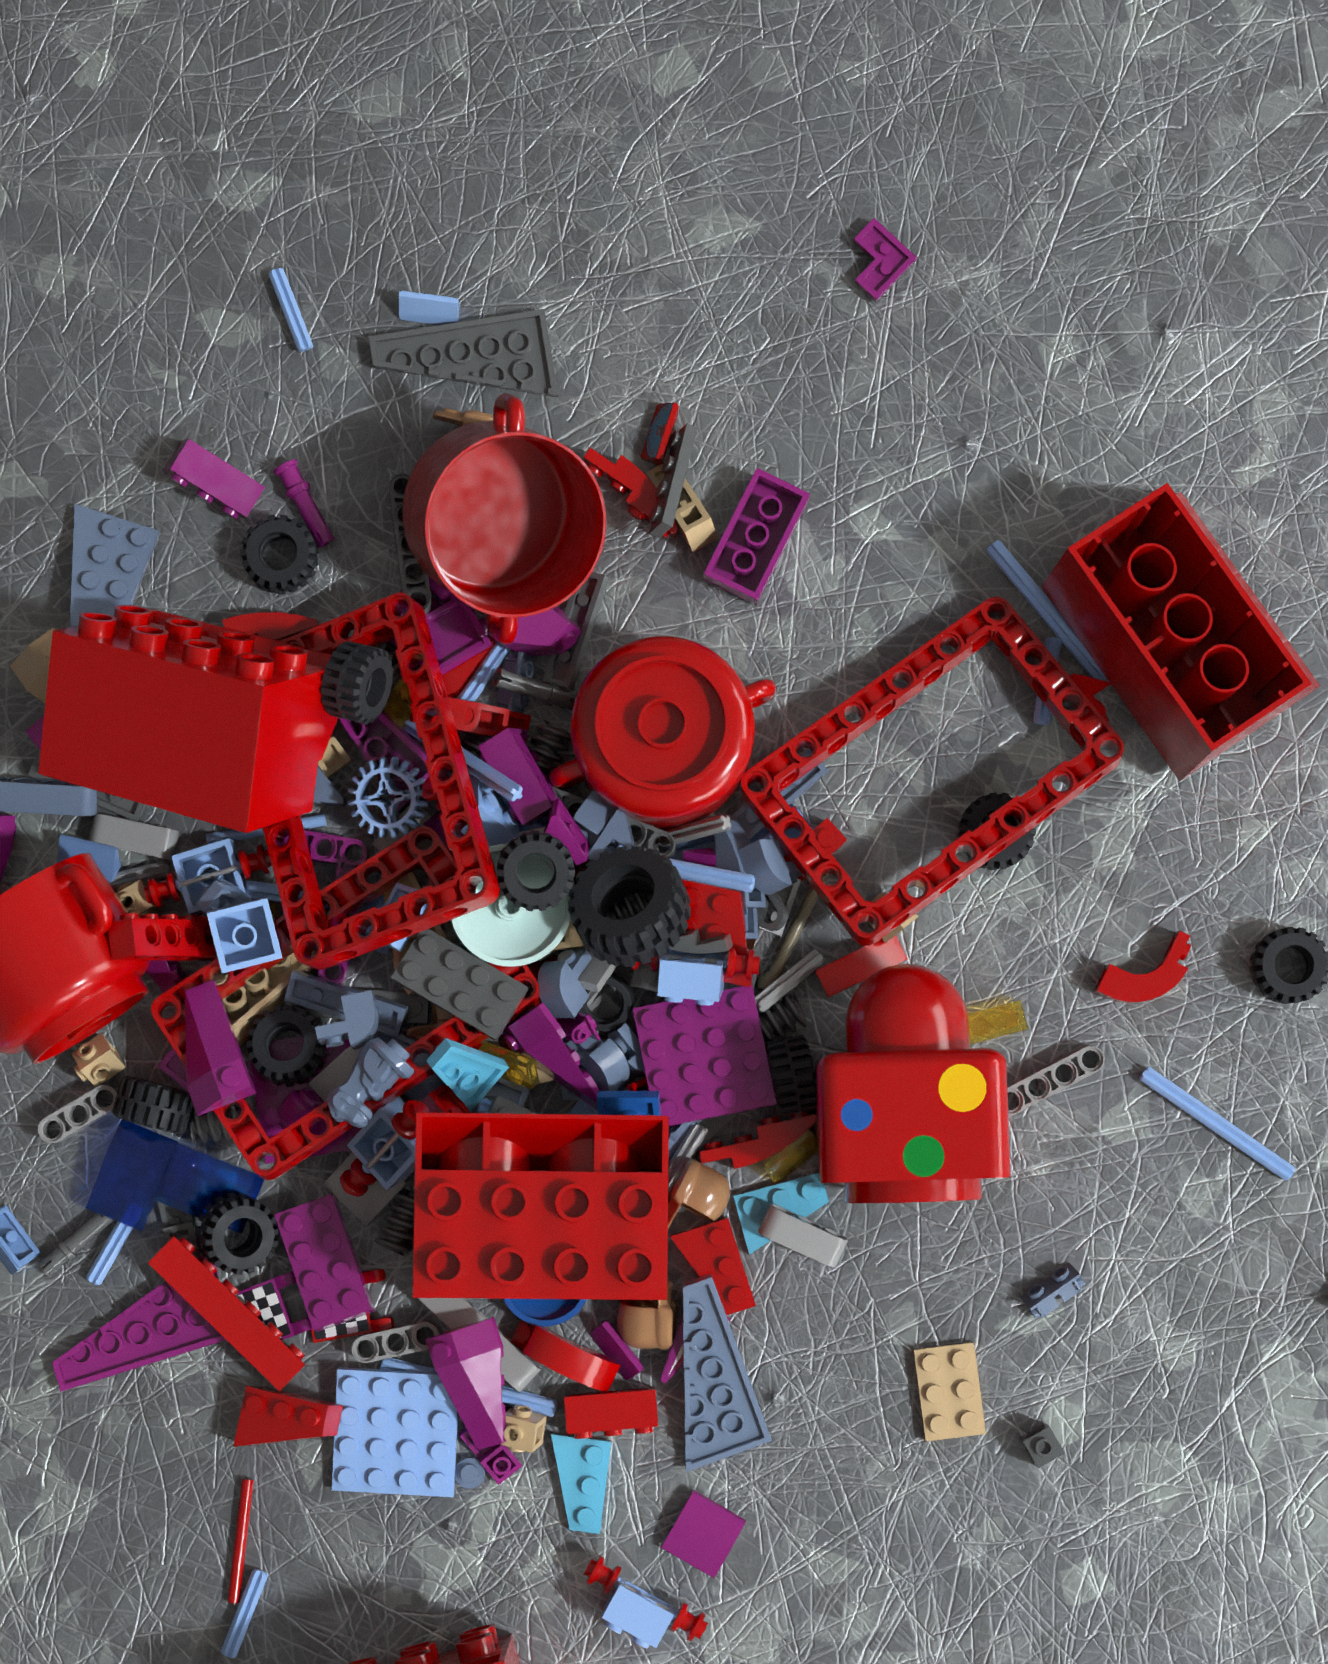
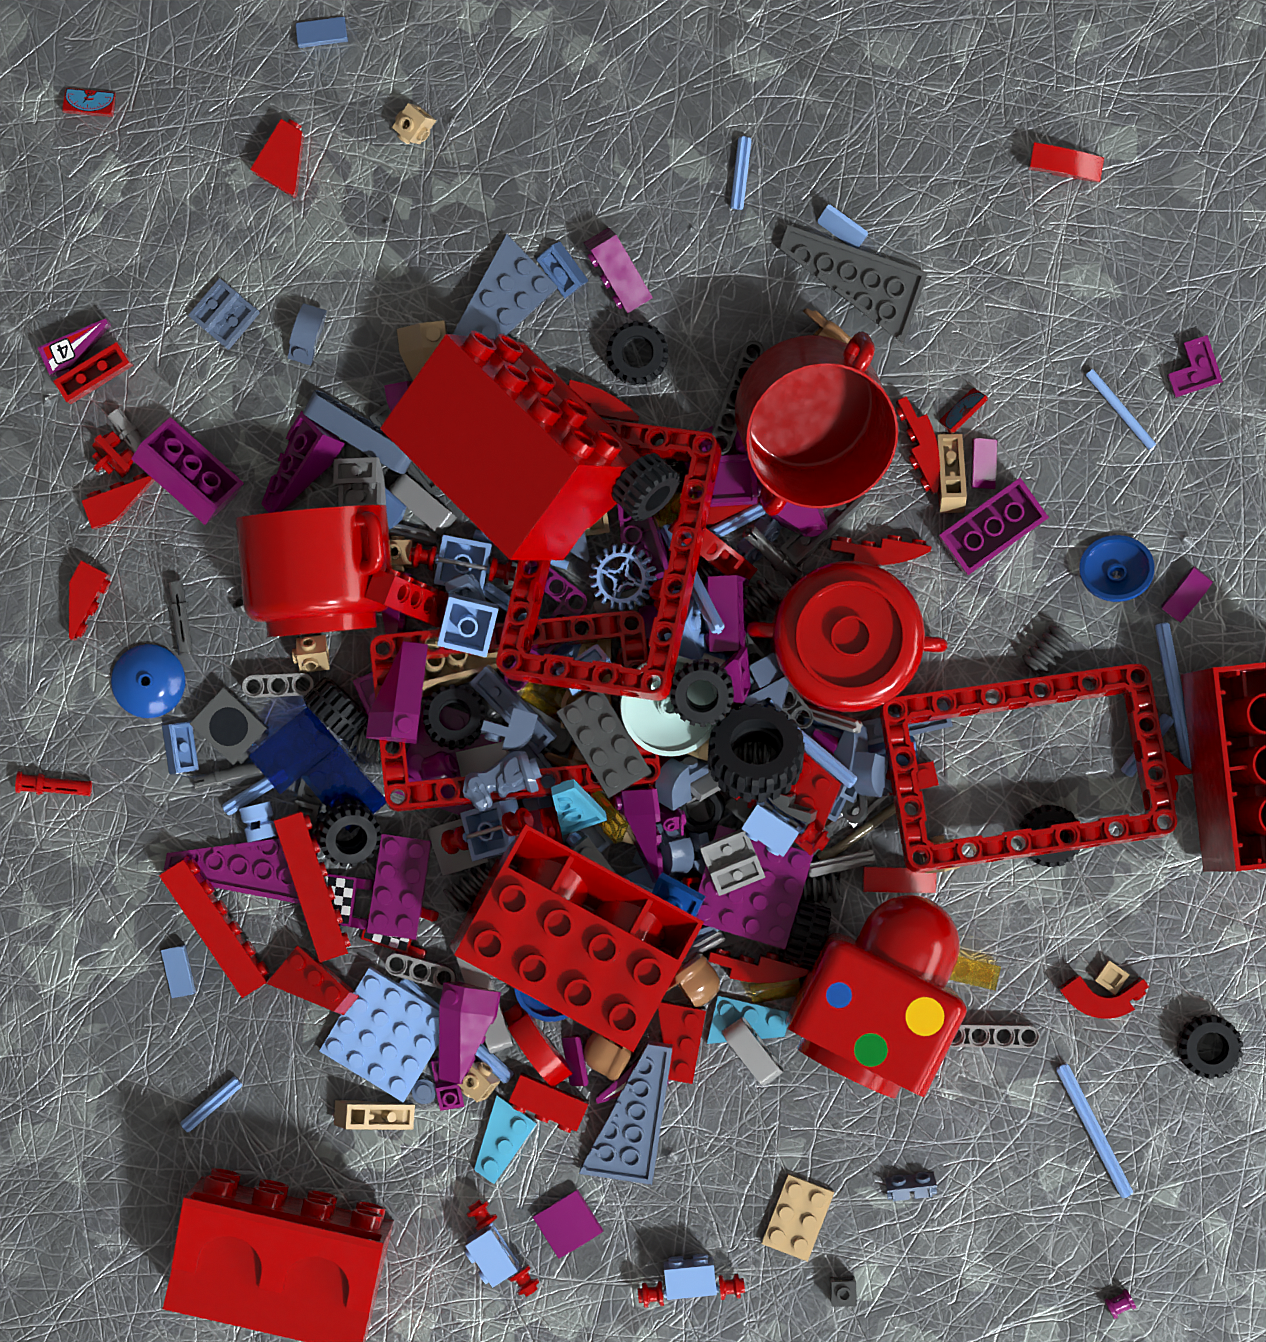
camera: 30 degrees right, 5 degrees up
(50, 842) = (359, 481): none -> light grey slope
(50, 1187) = (230, 726): none -> dark grey brick
(124, 1269) = (259, 812): none -> light blue wheel
(132, 1485) = (178, 971): none -> light blue slope
(145, 1414) = (215, 926): none -> red brick
(153, 510) = (562, 269): none -> medium blue slope
(240, 1541) = (235, 1051): red bar -> none
(298, 491) = (675, 312): magenta pin -> none
(373, 973) = (544, 698): none -> clear yellow slope
(428, 1529) = (373, 1115): none -> tan slope
(627, 118) = (1065, 162): none -> red slope
(663, 620) = (890, 552): none -> red slope
(668, 1039) = (732, 862): none -> light grey slope
(670, 487) = (953, 454): dark grey plate -> none
(712, 477) = (983, 463): none -> slope
(825, 344) = (1120, 409): none -> light blue bar
(868, 1523) = (690, 1279): none -> light blue brick
(885, 635) = (1048, 650): none -> dark grey piece
(907, 499) = (1114, 557): none -> blue dish
(1002, 499) = (1187, 594): none -> magenta slope
(1145, 948) = (1111, 977): none -> tan plate

